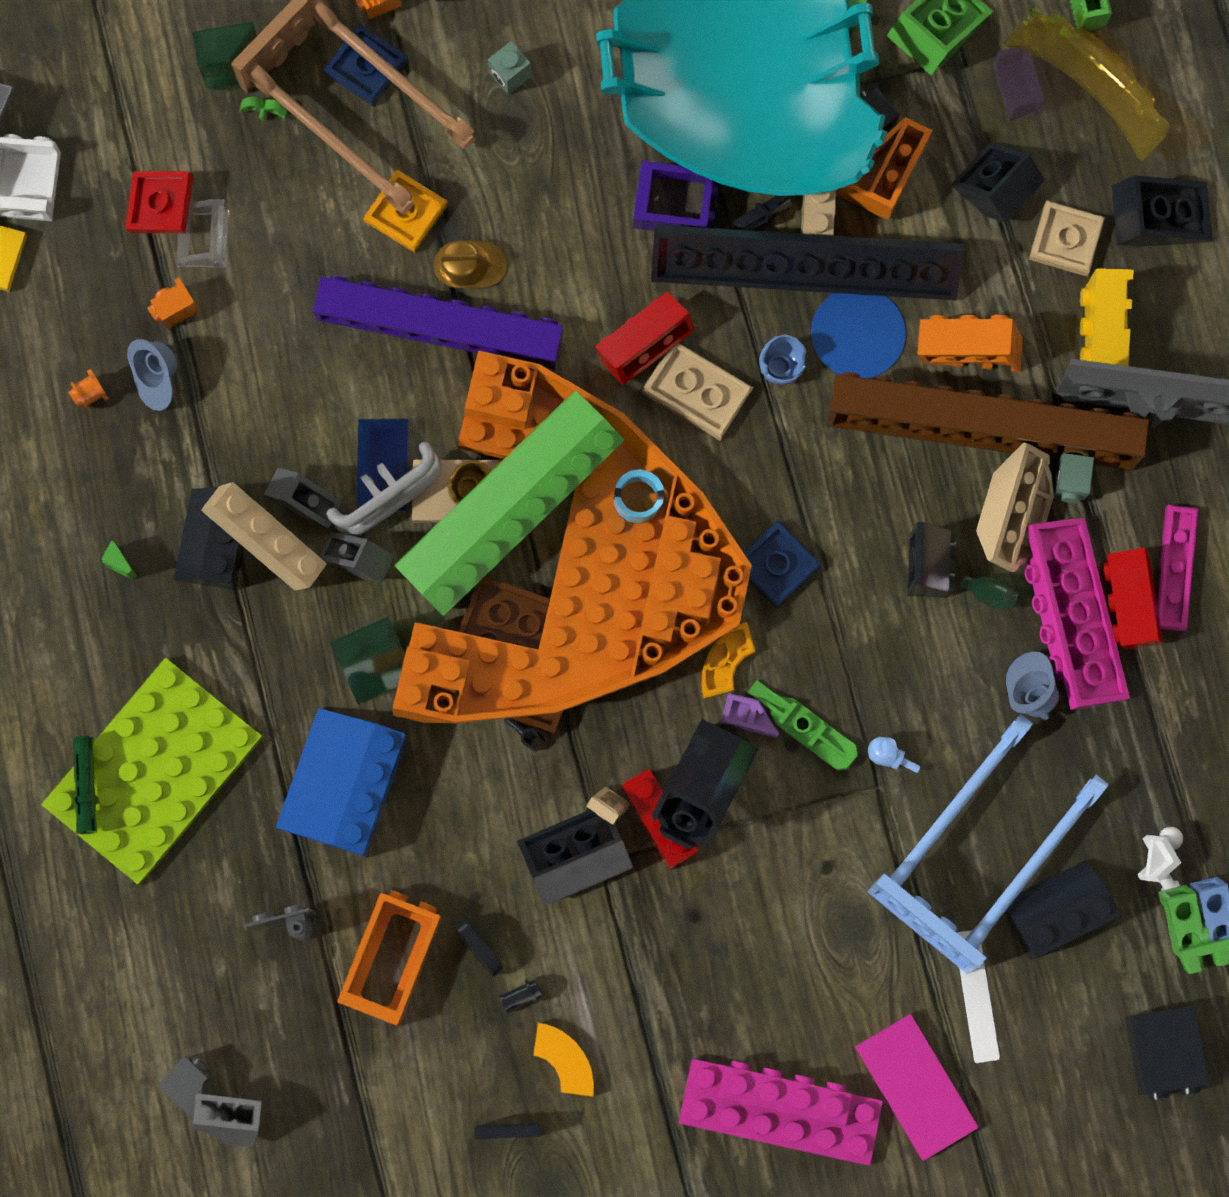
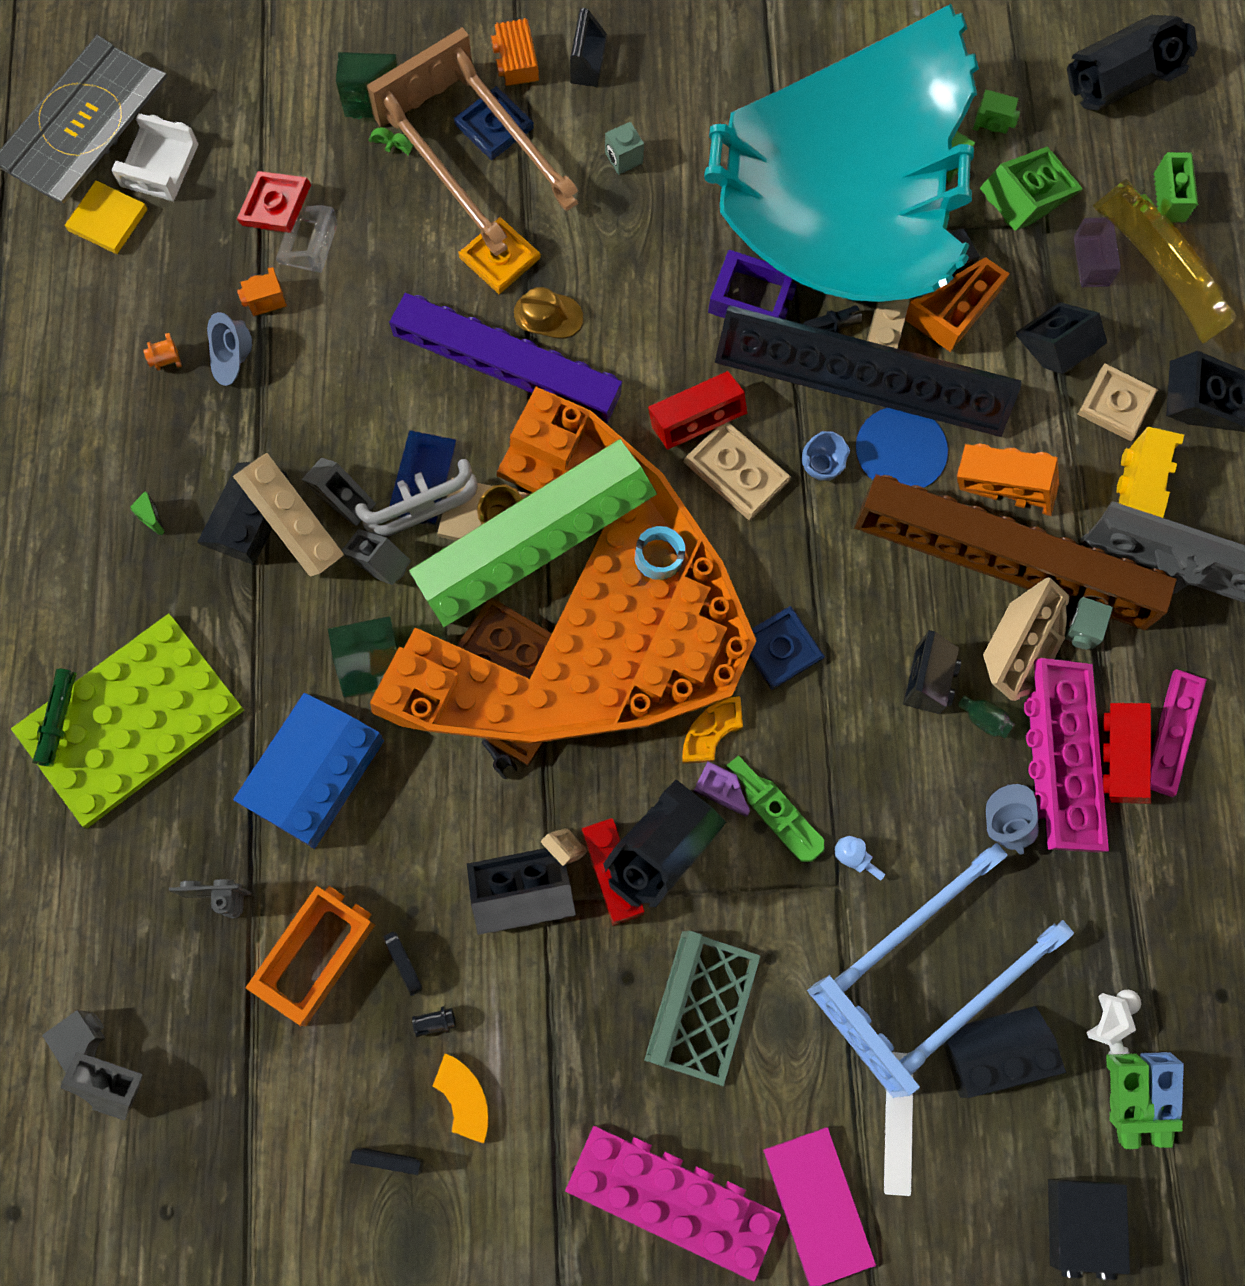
camera: 10 degrees right, 5 degrees down
(744, 924) = (675, 999): none -> sand green fence

